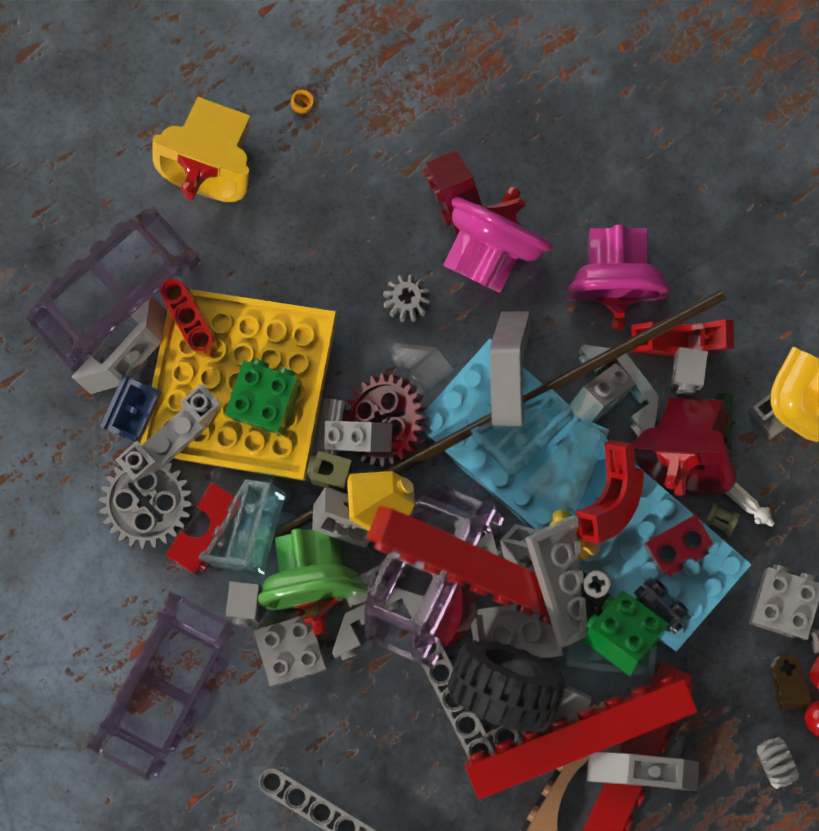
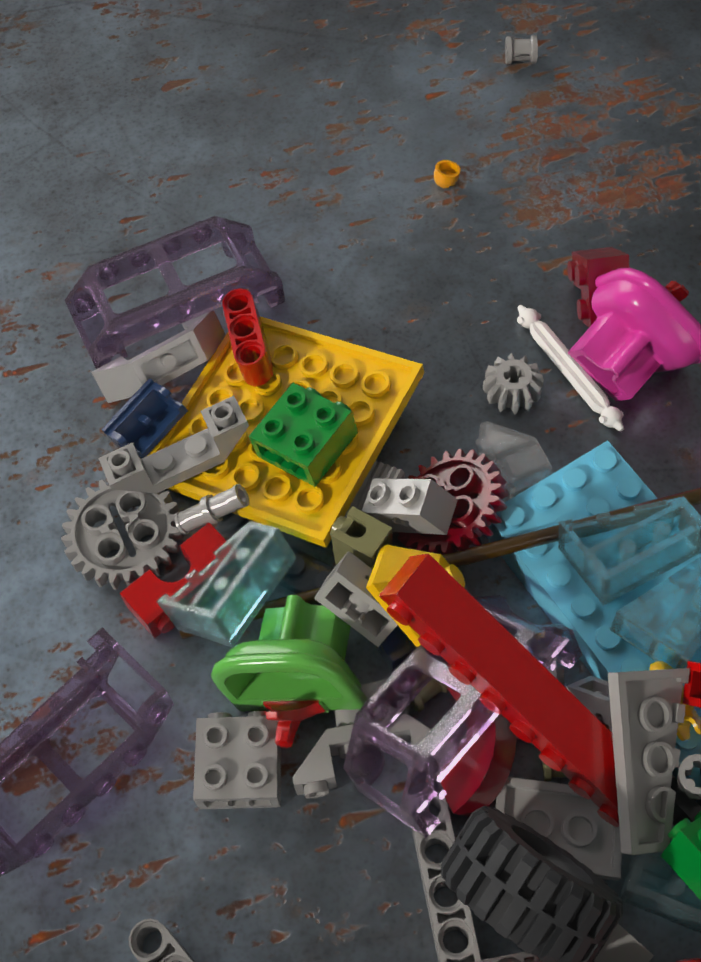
camera: 20 degrees right, 20 degrees down
(205, 153) = (322, 187): yellow piece -> none
(211, 472) = (211, 509): none -> light grey pin
(242, 603) = (190, 678): light grey brick -> none
(437, 259) = (574, 373): none -> white wheel
(506, 362) = (632, 442): light grey beam -> none

